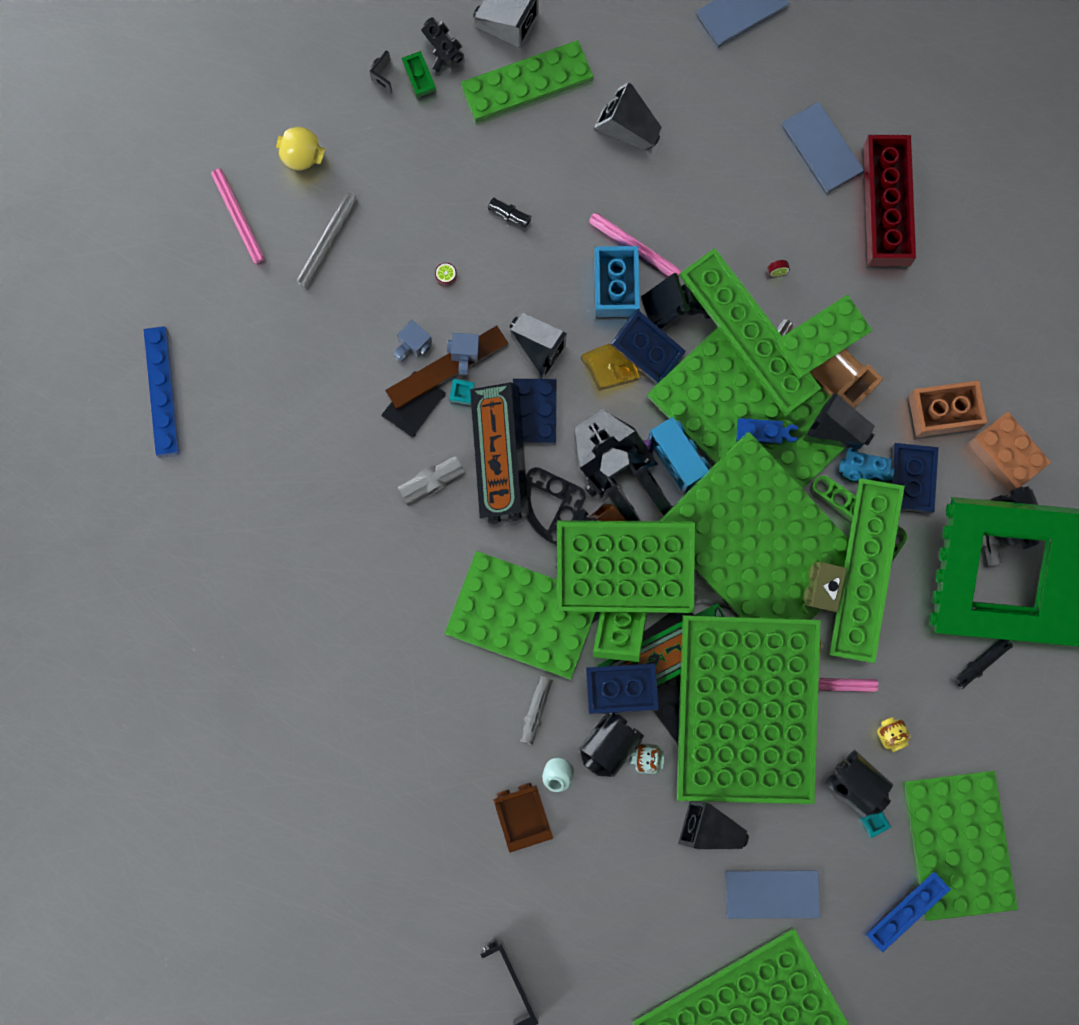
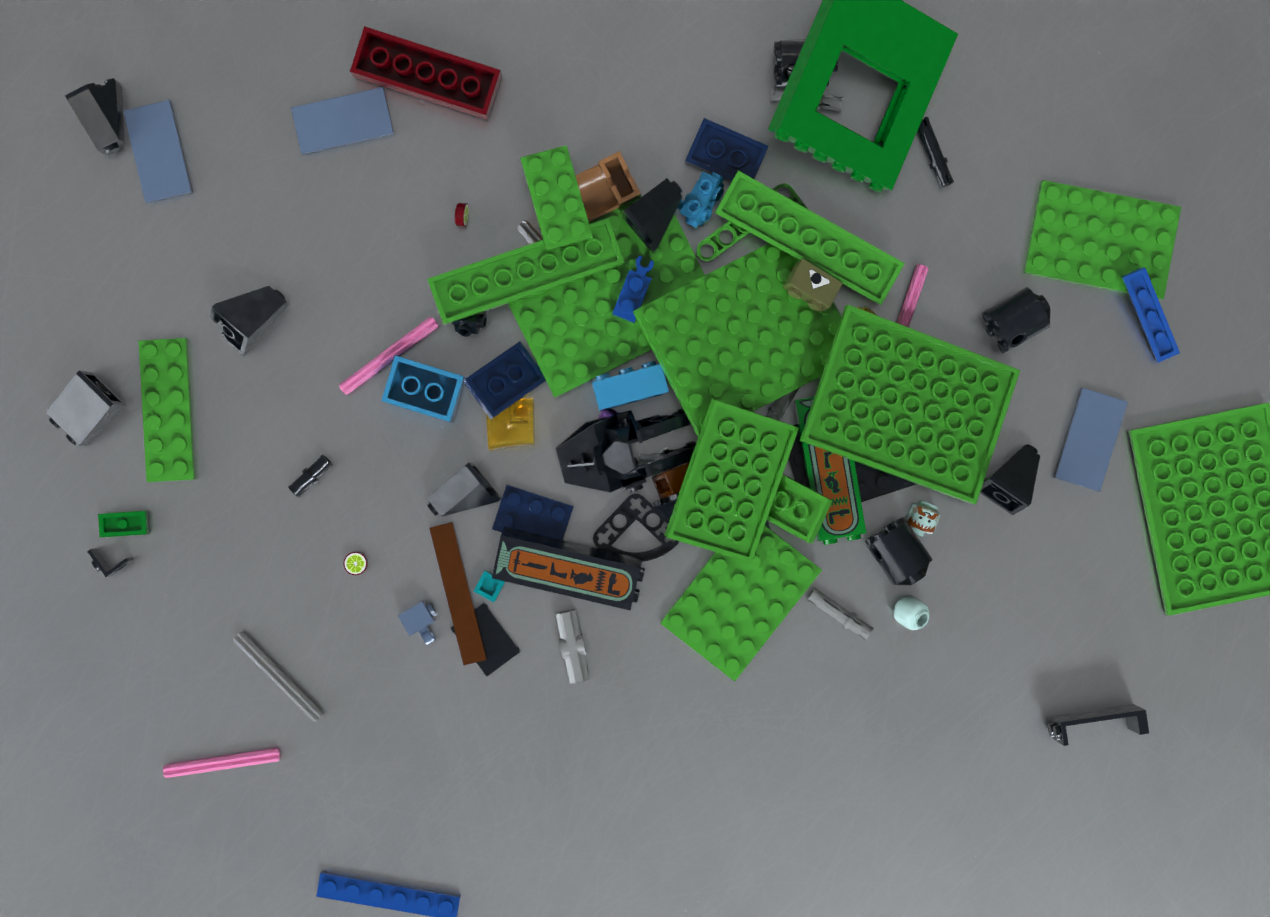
camera: 70 degrees left, 10 degrees up
(299, 148) = (170, 677): light yellow brick -> none
(446, 48) = (104, 486): black brick -> none
(463, 349) = (447, 570): sand blue brick -> none
(522, 817) = (941, 660): reddish brown panel -> none
(622, 689) = (852, 525): dark blue plate -> none
(665, 302) = (464, 347): black piece -> none
(875, 824) = (1058, 315): teal tile -> none
(893, 734) = (976, 267): light yellow head -> none
(947, 409) = (668, 94): nougat brick -> none
(1009, 452) = (732, 47): nougat brick -> none

